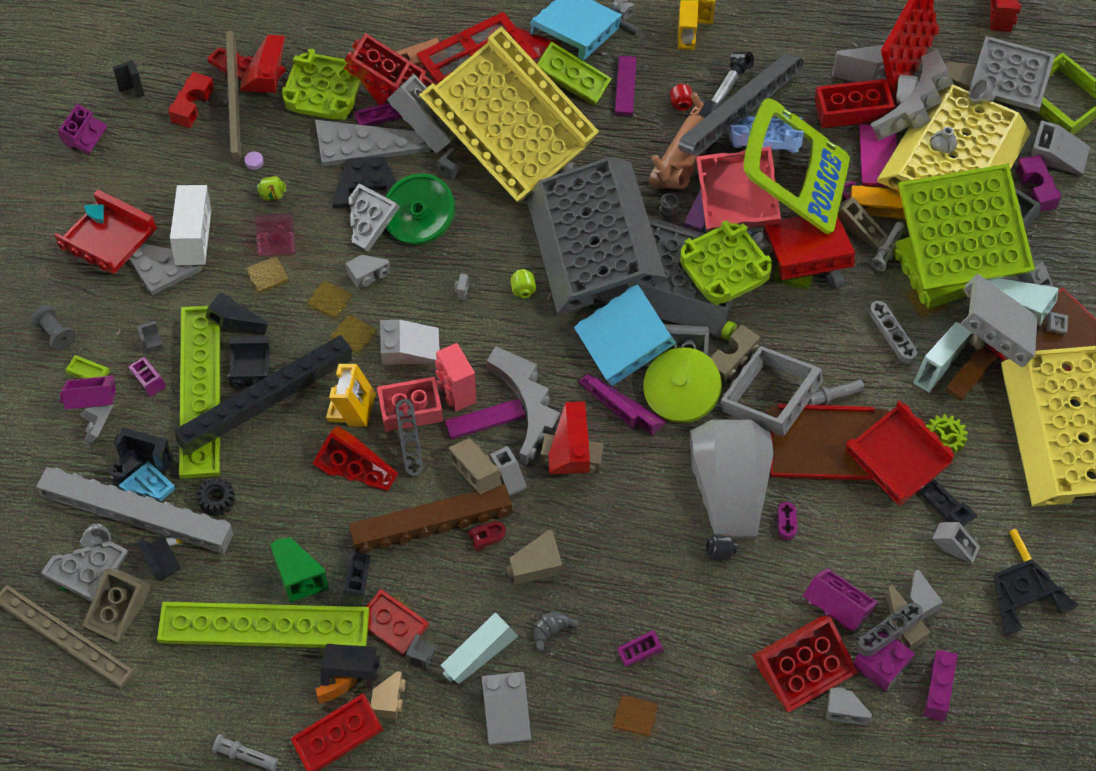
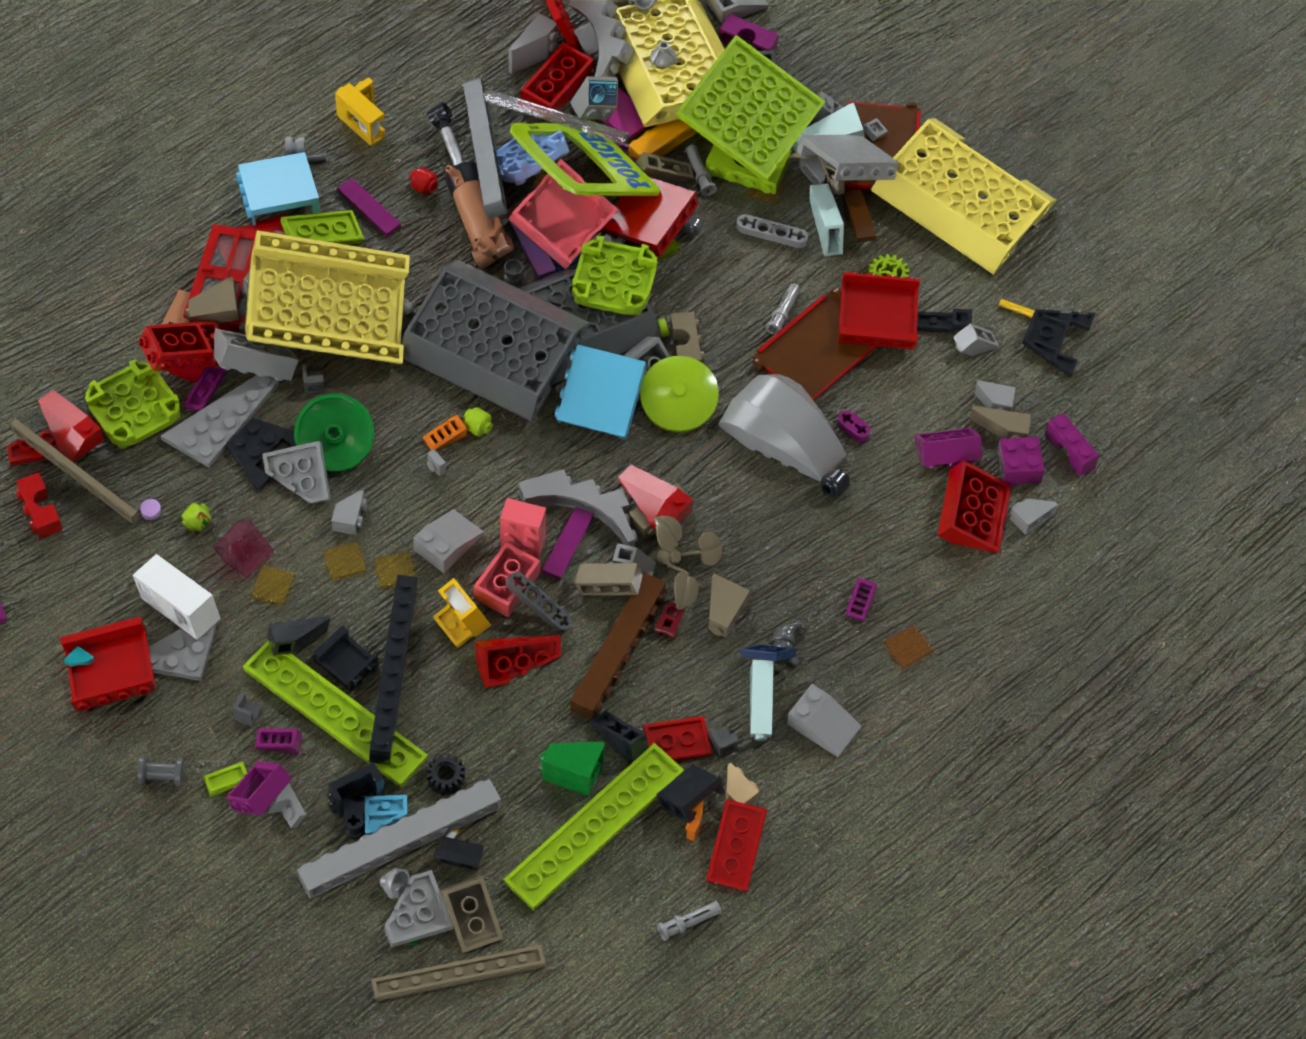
camera: 50 degrees left, 0 degrees up
(437, 60) = (215, 304): none -> dark tan slope
(505, 270) = (455, 435): none -> orange slope
(519, 620) = (768, 652): none -> dark blue tile
(538, 469) = (668, 533): none -> dark tan plant
(622, 406) = (652, 447): magenta wedge -> none
(780, 425) = (736, 315): light grey window -> none
(820, 124) = (555, 116): none -> clear tile
(862, 133) = (596, 98): none -> slope
(892, 631) = (1008, 434): dark grey beam -> none

